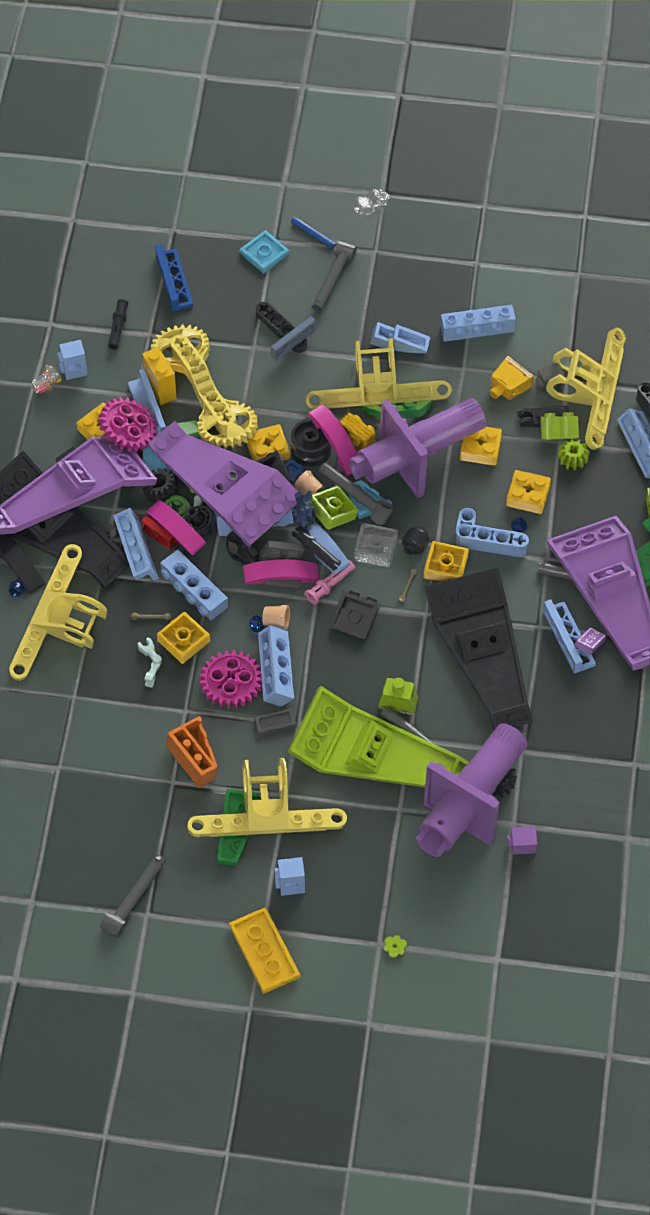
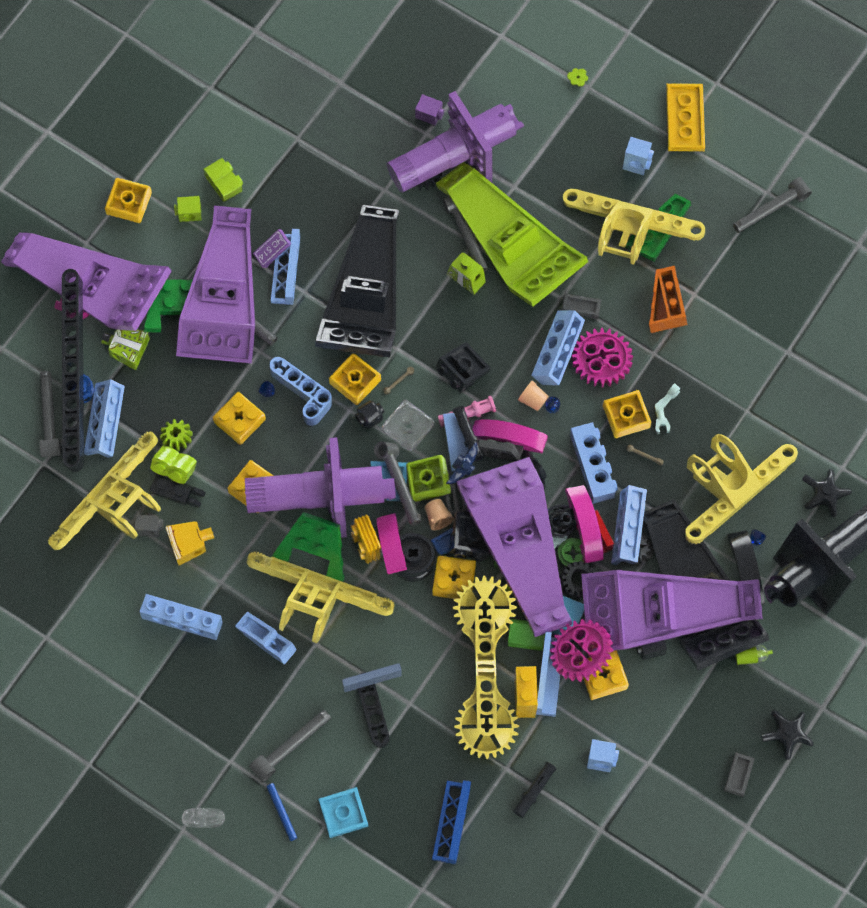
camera: 155 degrees left, 10 degrees up
(46, 380) = (637, 751): clear animal -> none

